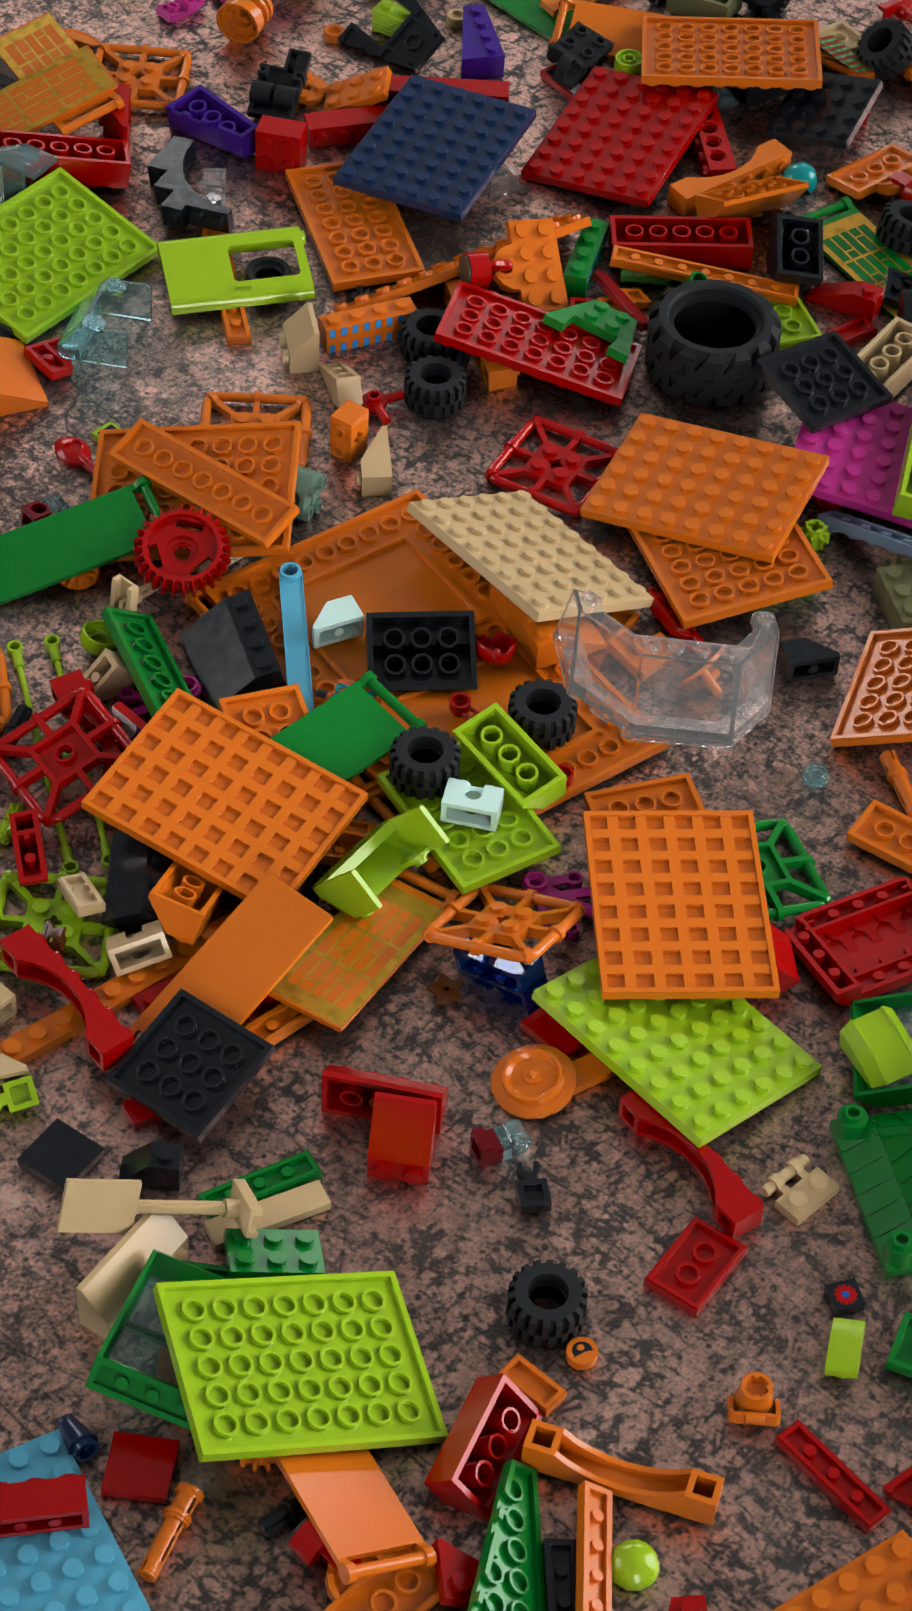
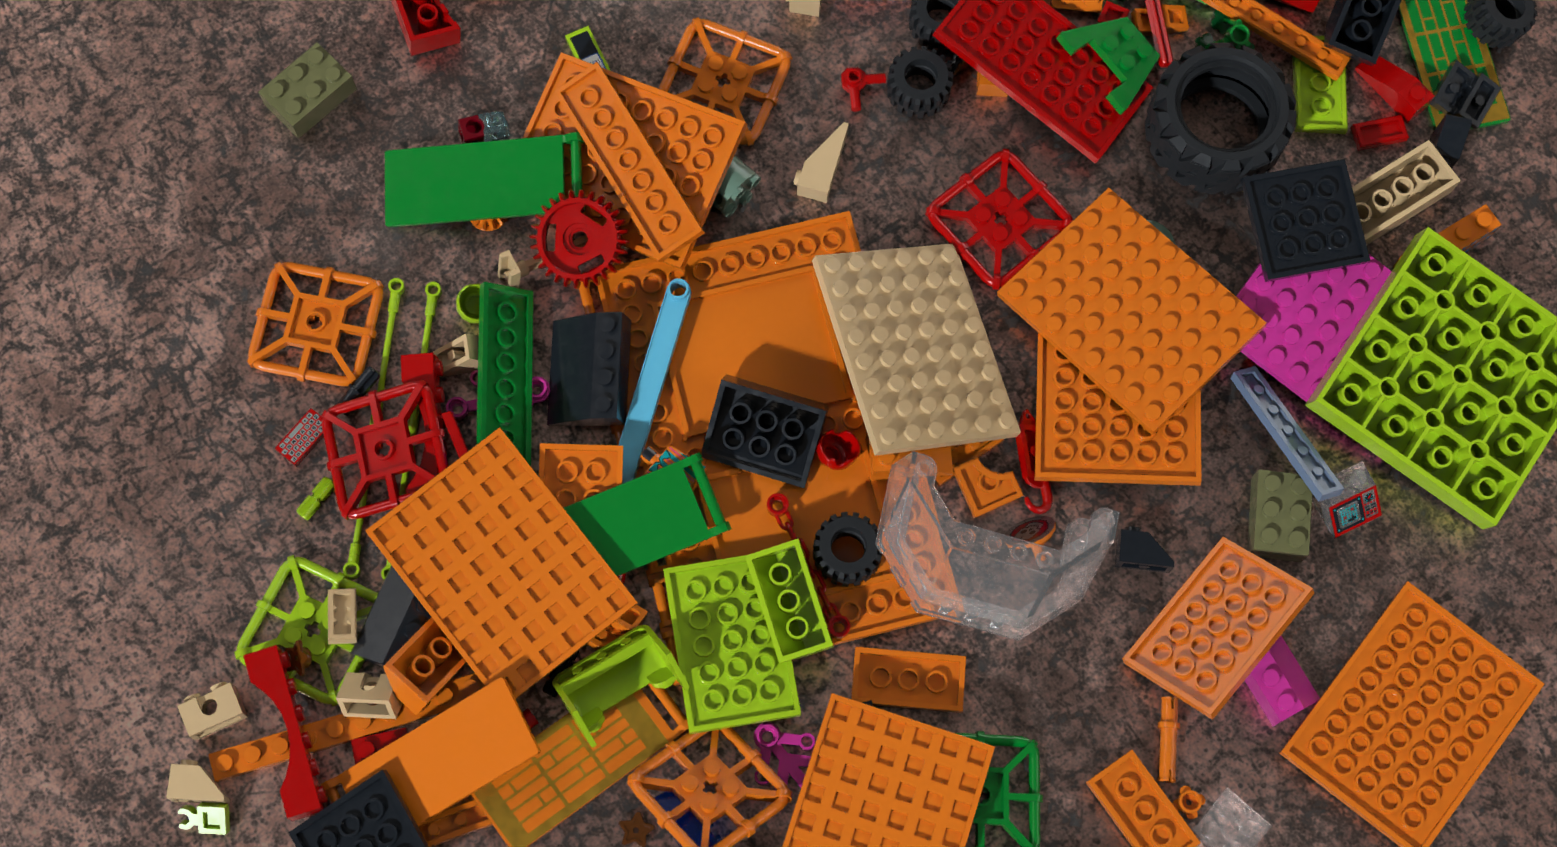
camera: 20 degrees right, 25 degrees up
(29, 847) = (315, 546): red slope -> none
(74, 453) = (541, 52): red piece -> none
(338, 622) = (700, 364): light aqua slope -> none
(342, 383) = (830, 46): tan slope -> none
(349, 431) = (808, 120): orange brick -> none
(424, 762) = (706, 558): black tyre -> none
(462, 797) = (739, 658): light aqua brick -> none
(815, 775) = (1089, 697): clear light blue plate -> none
(816, 533) = (1224, 388): lime gear -> none

